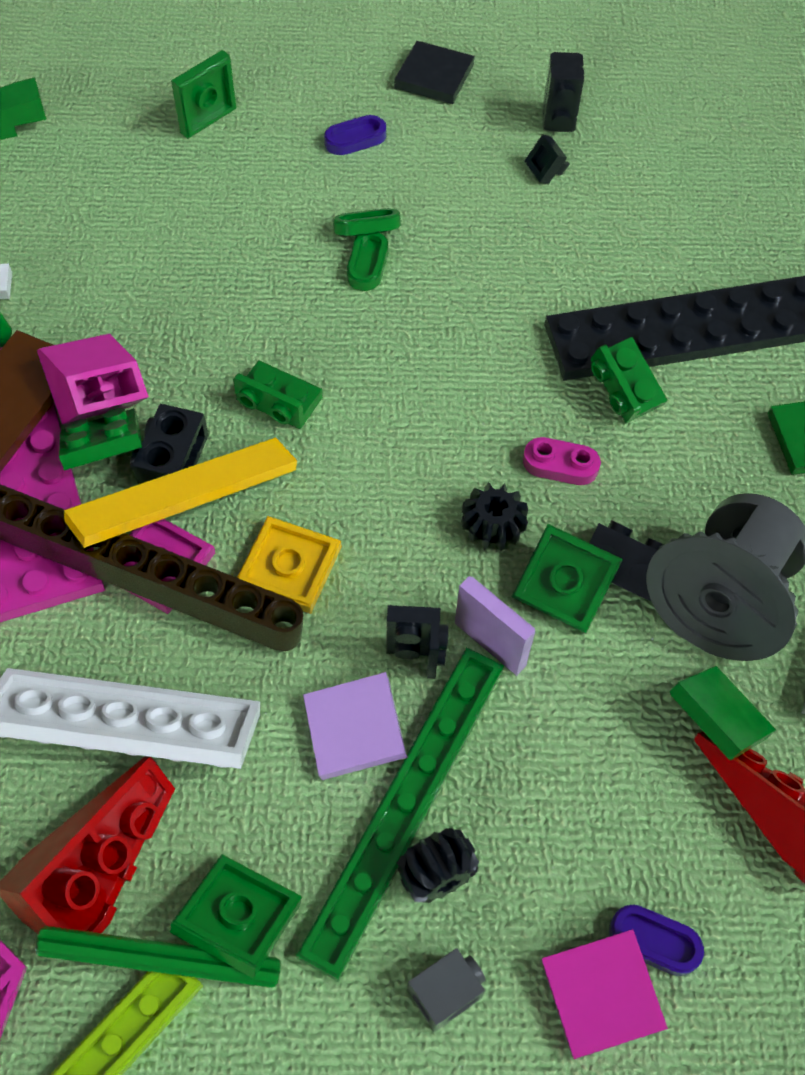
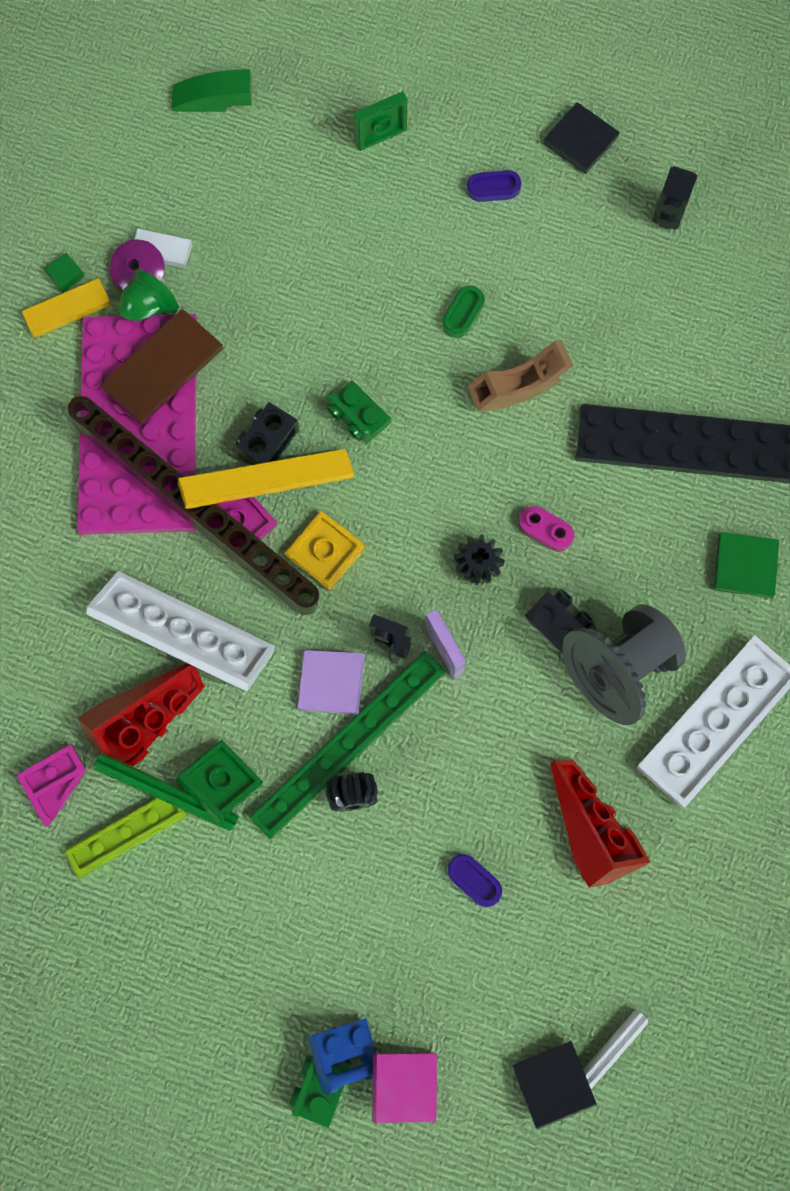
camera: 20 degrees right, 15 degrees up
(91, 377) = (225, 366): dark pink slope -> none
(99, 439) = (219, 416): green plate -> none
(366, 222) = (473, 277): green tile -> none
(447, 988) = (333, 867): dark grey brick -> none
(468, 311) = (512, 386): none -> medium nougat arch
(546, 159) = (638, 257): black tile -> none
(567, 578) = (511, 623): green tile -> none
(603, 994) = (427, 901): dark pink tile -> none
(627, 379) = (620, 479): green bracket -> none
(722, 712) = (577, 751): green tile -> none

